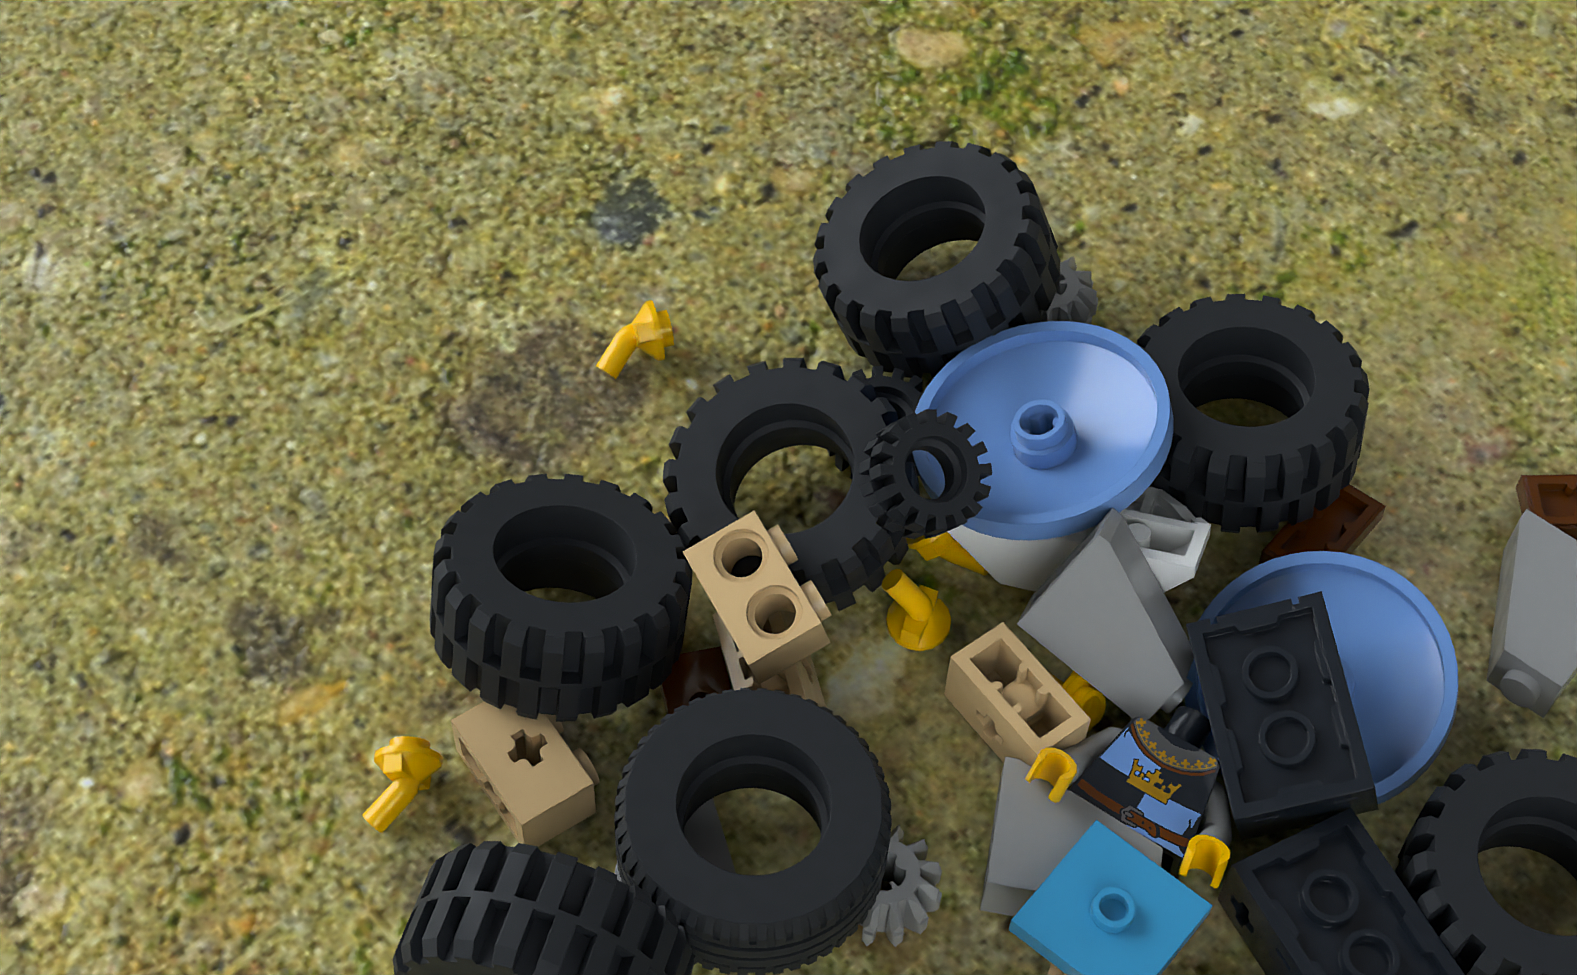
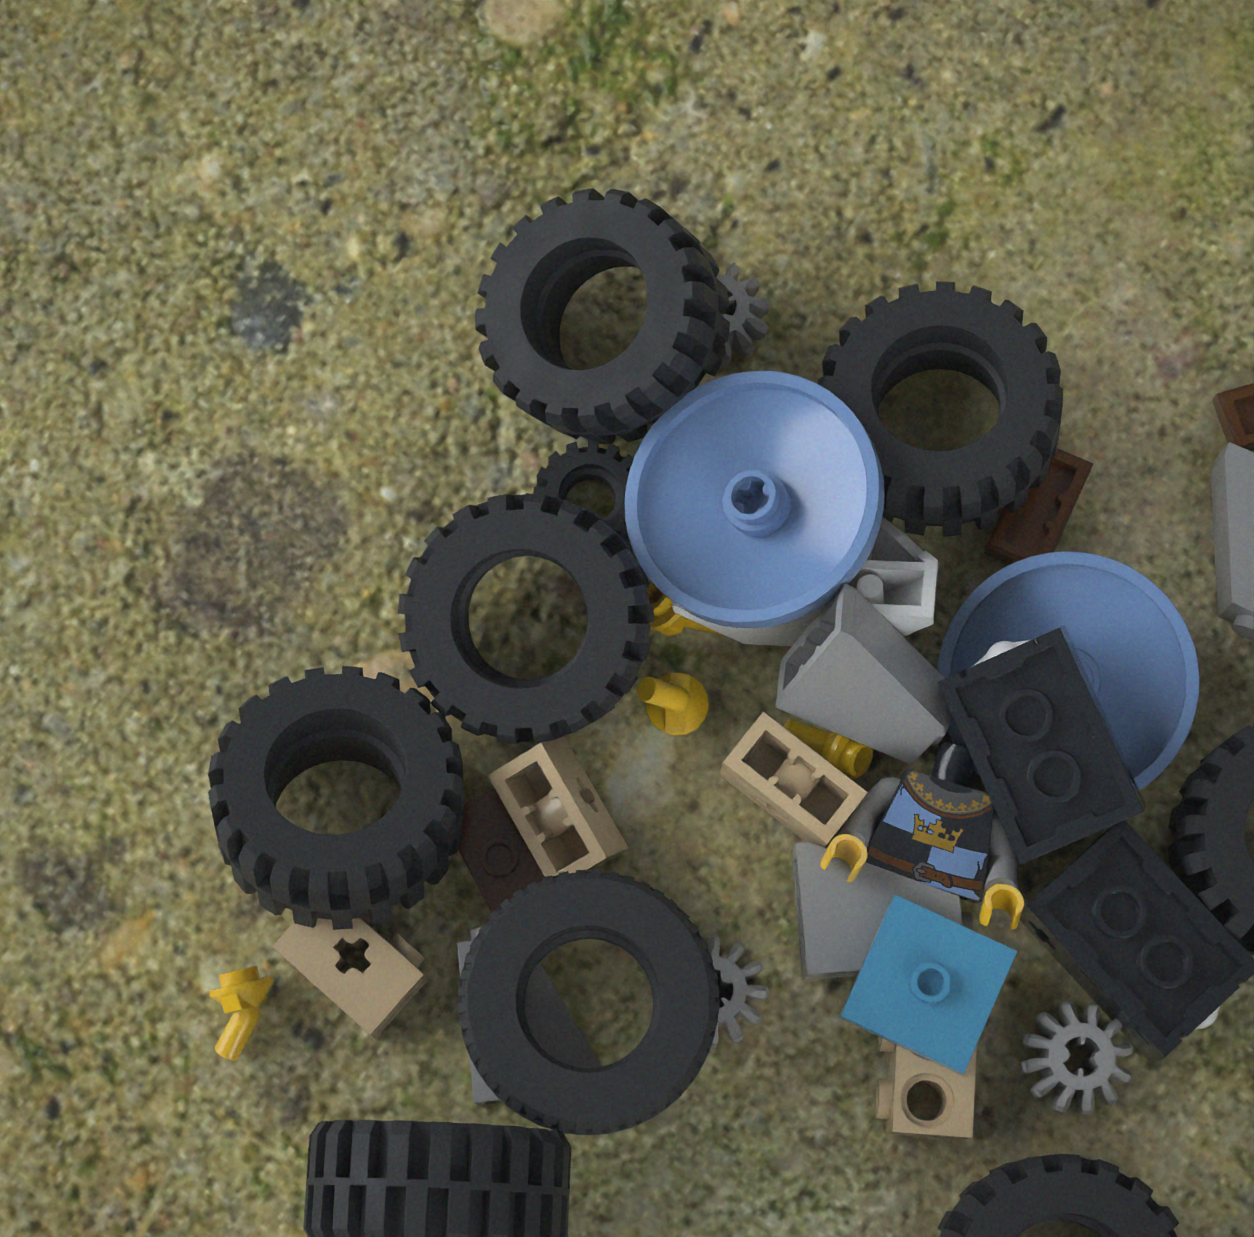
camera: 15 degrees left, 20 degrees up
(648, 332) = (330, 457): yellow plate -> none
(752, 599) = (518, 780): tan brick -> none
(956, 458) = (694, 607): black tyre -> none

